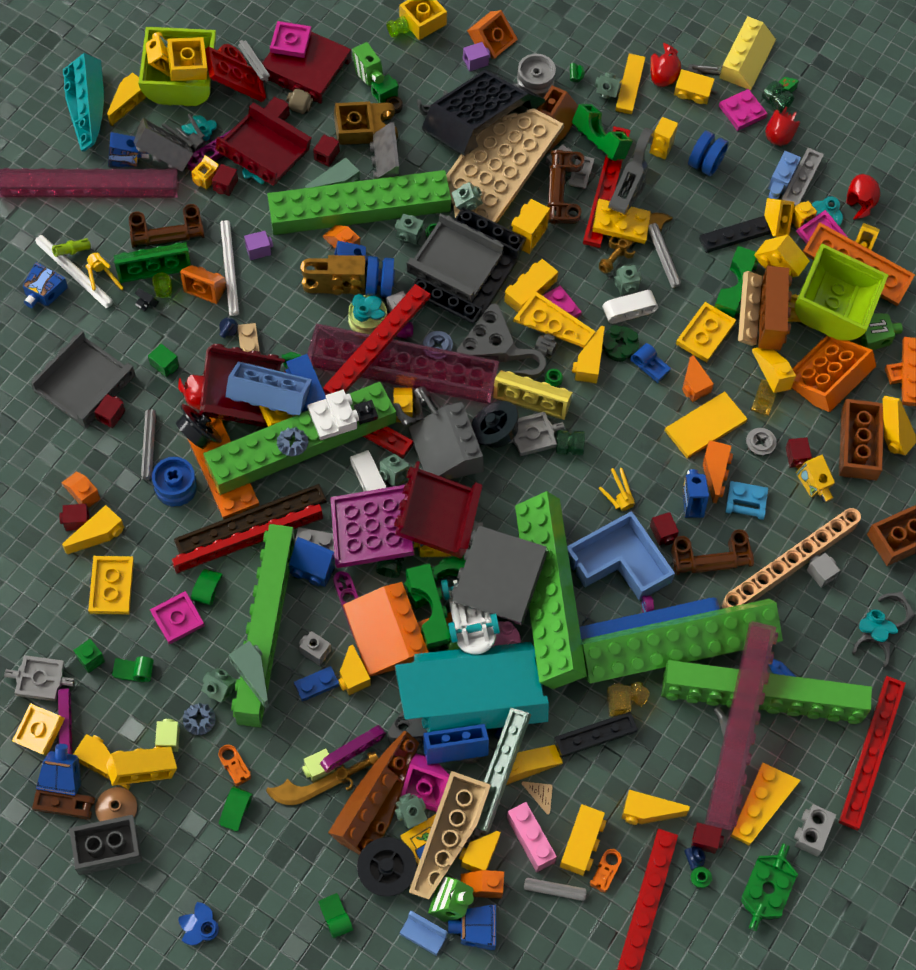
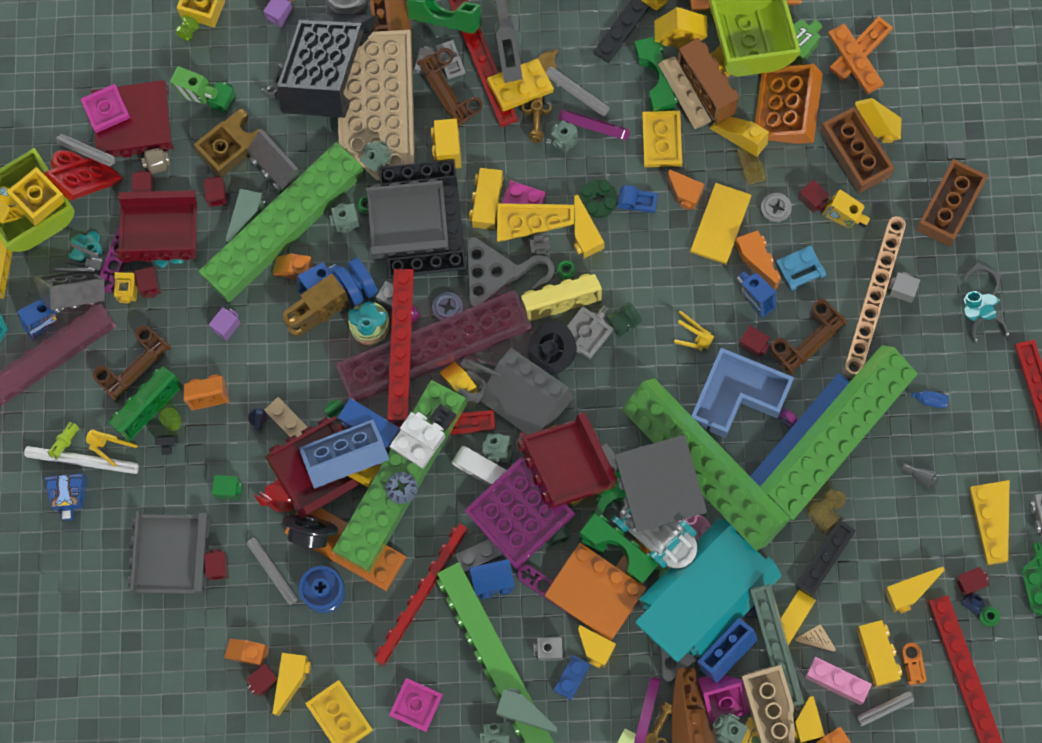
camera: 25 degrees left, 10 degrees up
(205, 587) = (419, 660): green panel -> none
(229, 268) = (215, 361): white axle -> none
(244, 521) = (409, 577): dark brown tile -> none
(397, 102) = (239, 103): dark brown tile -> none
(630, 306) = (583, 159): white beam -> none
(659, 287) = (594, 124): none -> magenta beam
(740, 726) = (939, 472): clear pink brick -> none
(782, 693) = (934, 426): bright green brick -> none

